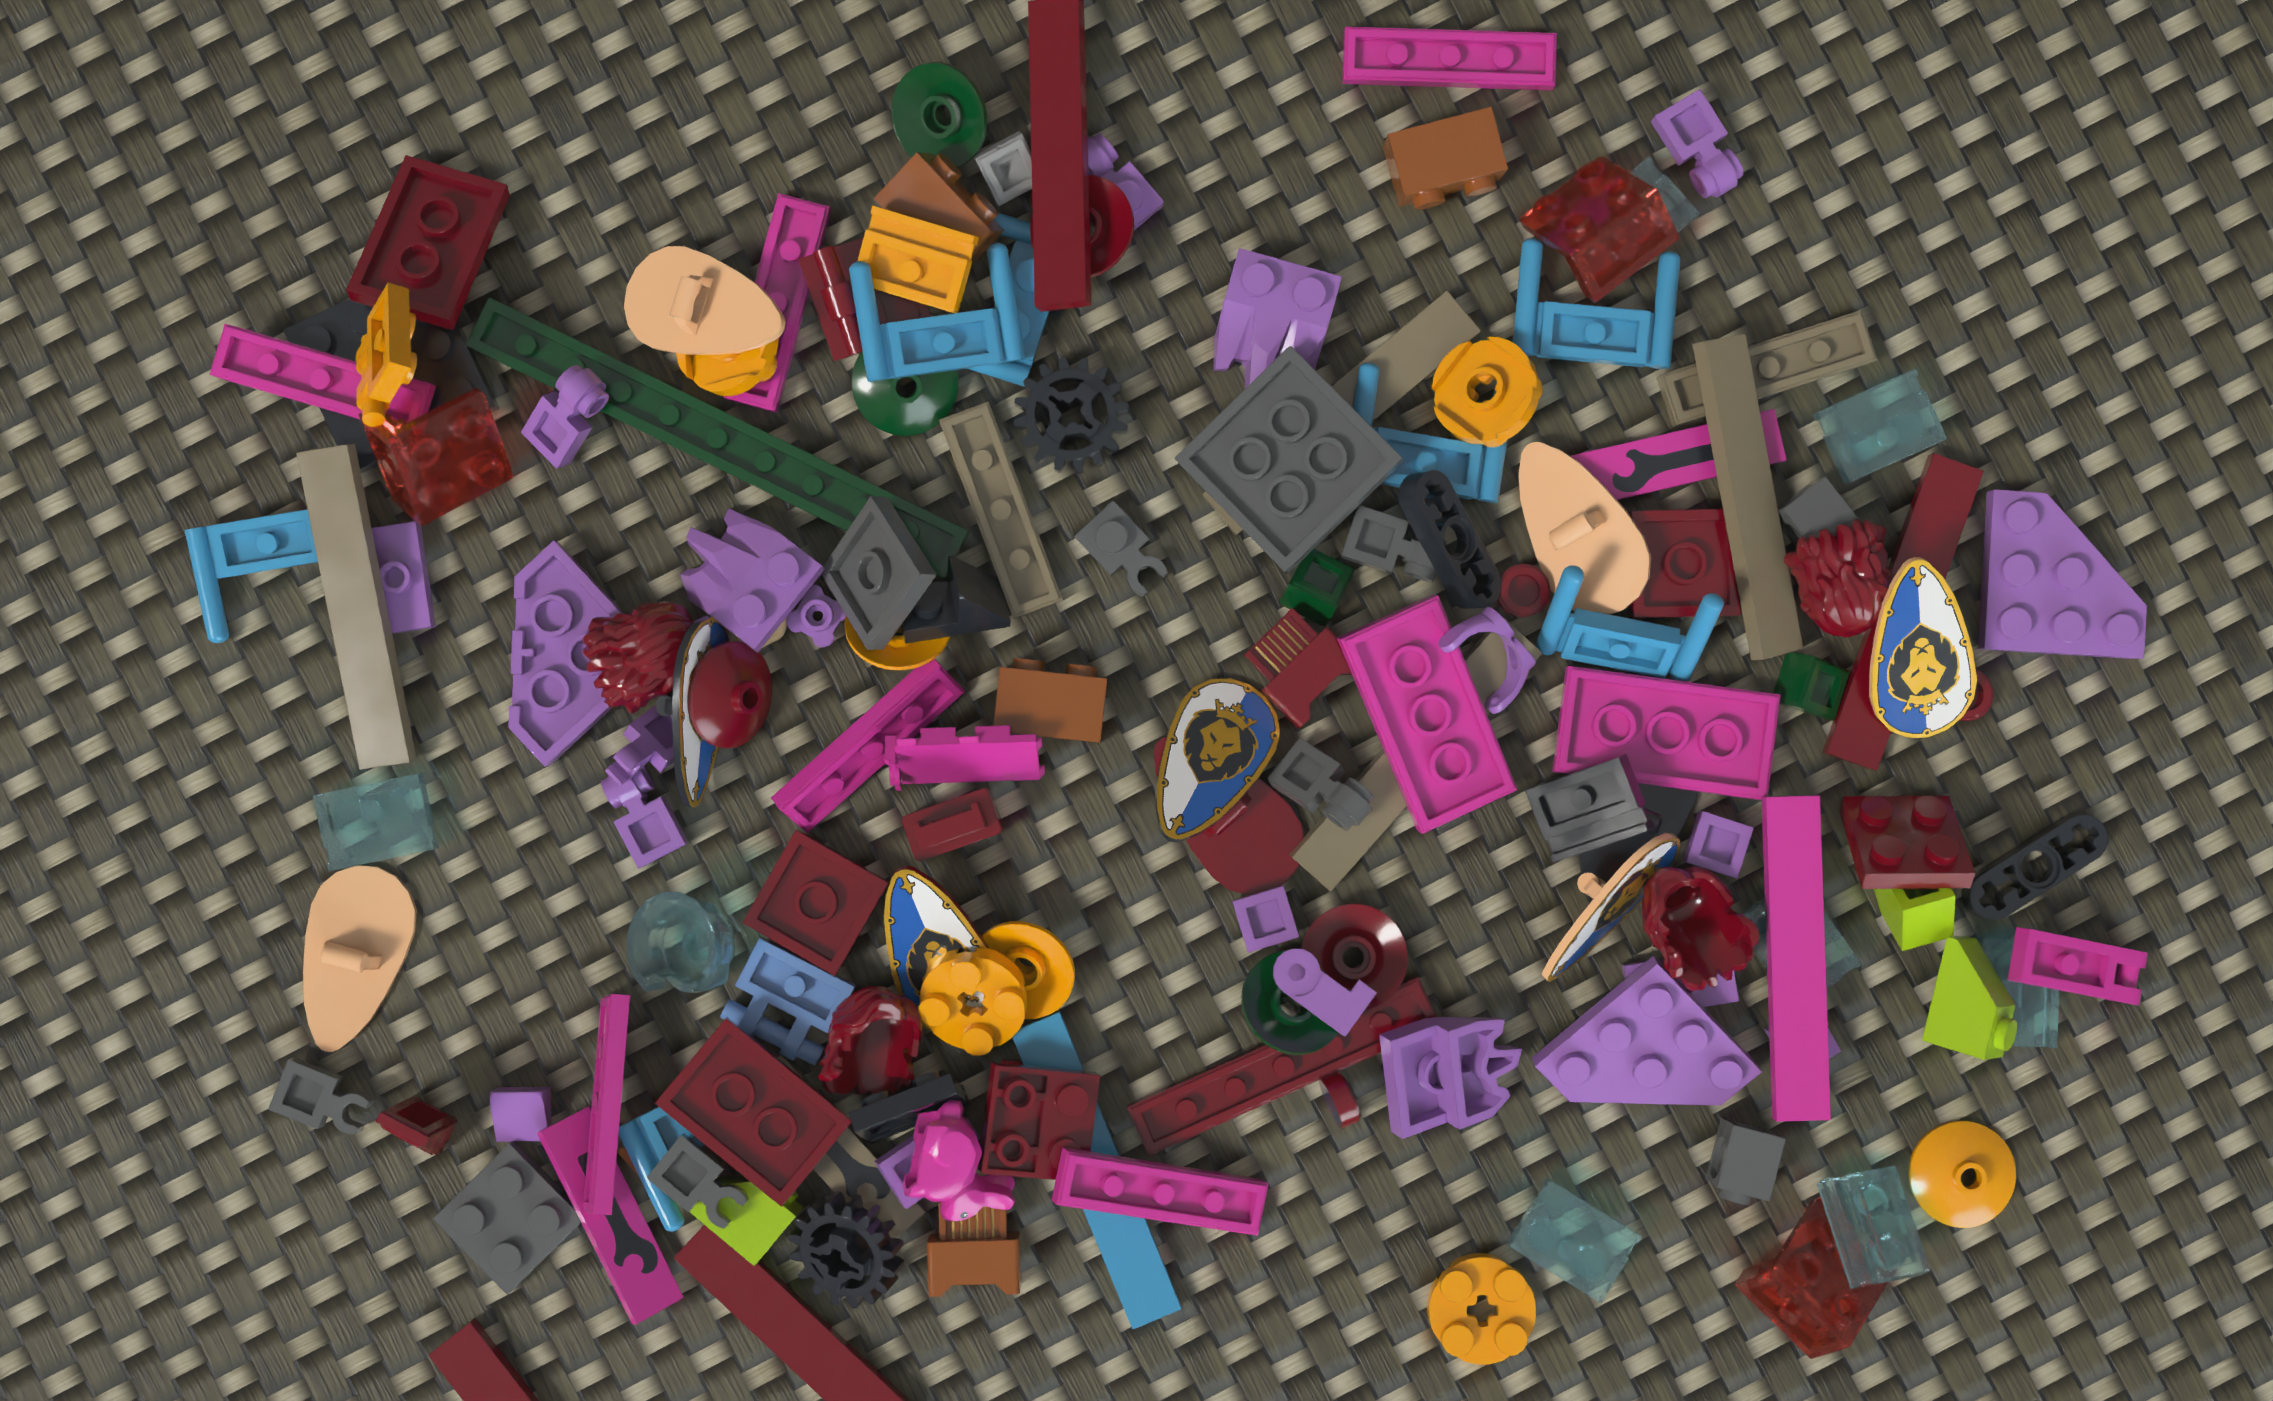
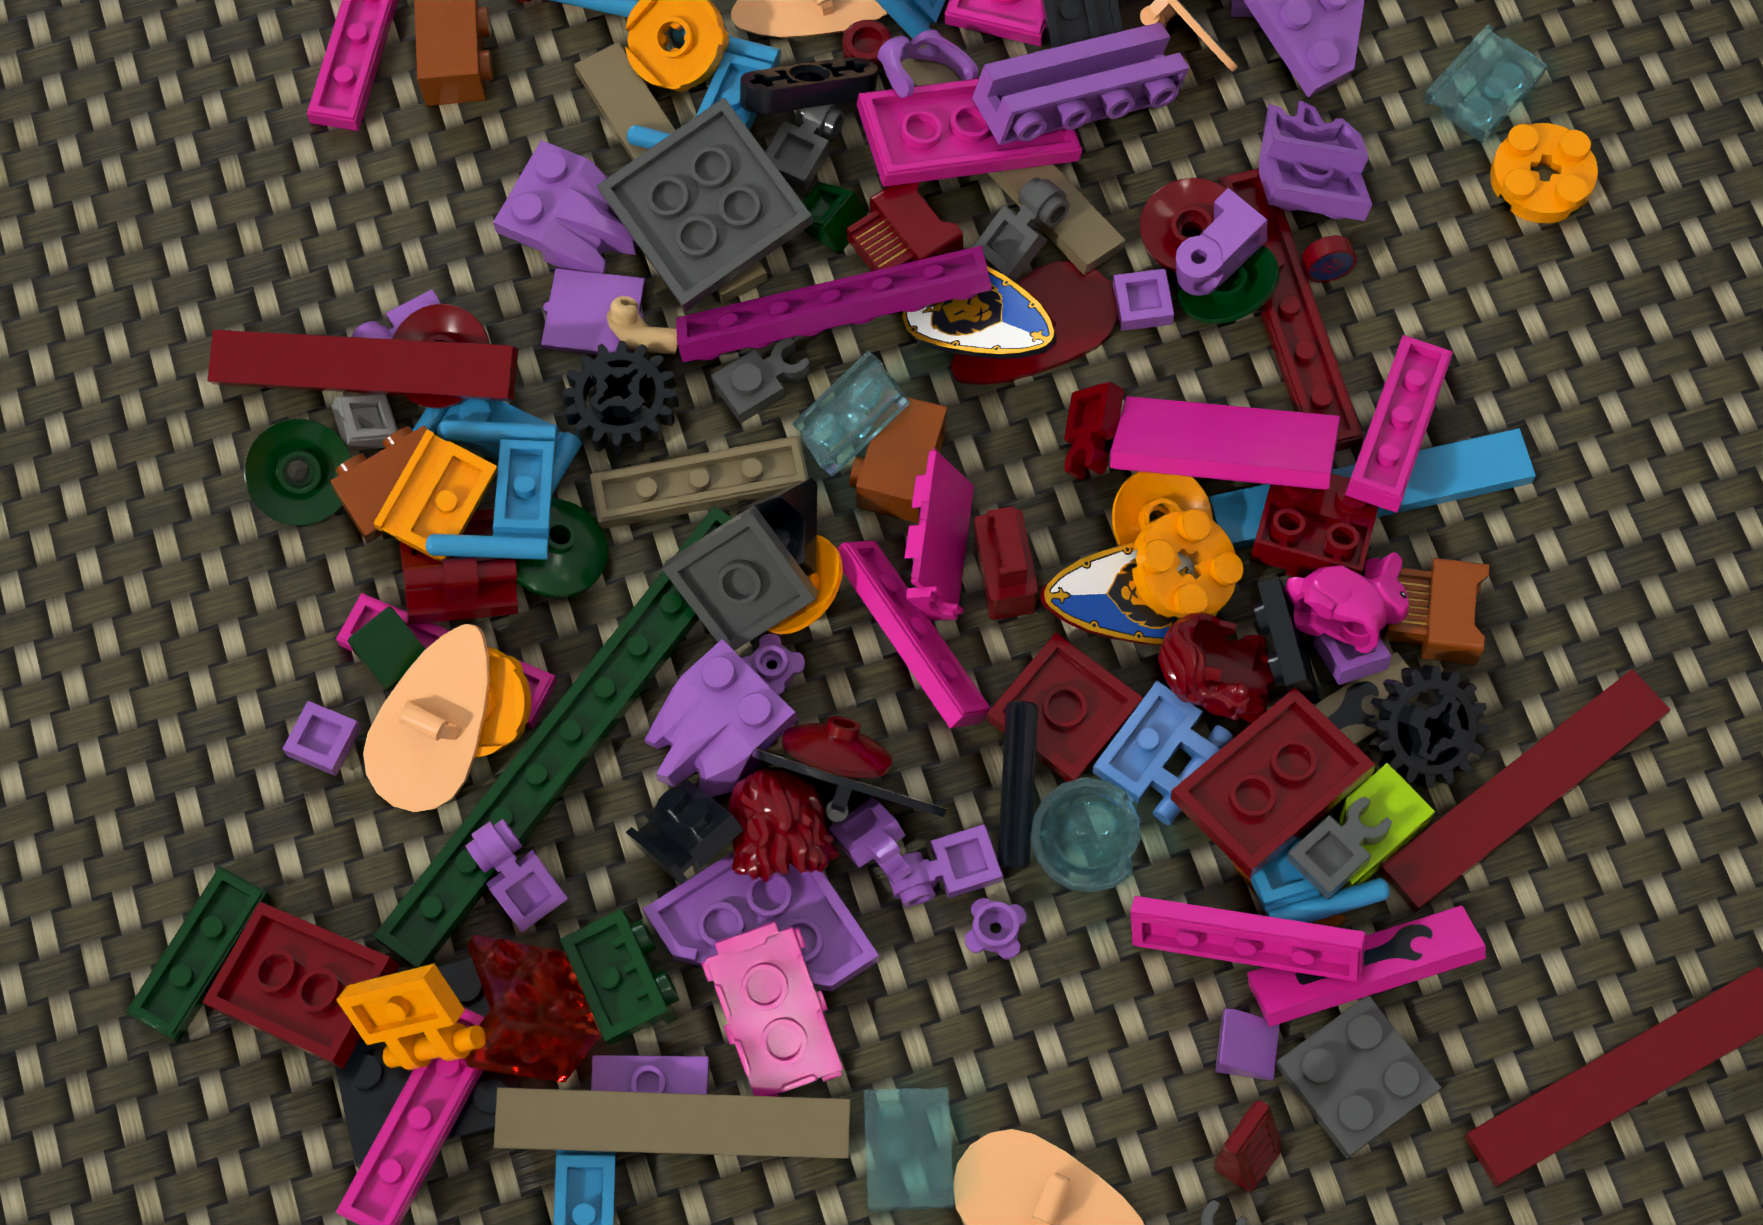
camera: 75 degrees left, 20 degrees down
(457, 139) = (196, 955): none -> dark green tile
(478, 677) = (773, 1009): none -> piece
(486, 533) = (619, 975): none -> dark green bracket
(581, 875) = (1007, 917): none -> medium lavender plate
(627, 566) = (685, 830): none -> black plate
(675, 203) = (321, 738): none -> medium lavender plate
(728, 869) = (1017, 784): none -> black axle
(766, 248) = (386, 647): none -> dark green slope
(1081, 648) = (850, 413): none -> clear light blue plate
(1107, 1023) = (1225, 442): none -> dark pink tile
(1119, 887) = (1091, 422): none -> dark red plate
(1146, 417) = (631, 328): none -> tan arm
(1170, 368) = (580, 307): none -> medium lavender piece
(1201, 609) = (832, 304): none -> magenta plate
(1489, 821) = (1079, 83): none -> medium lavender brick

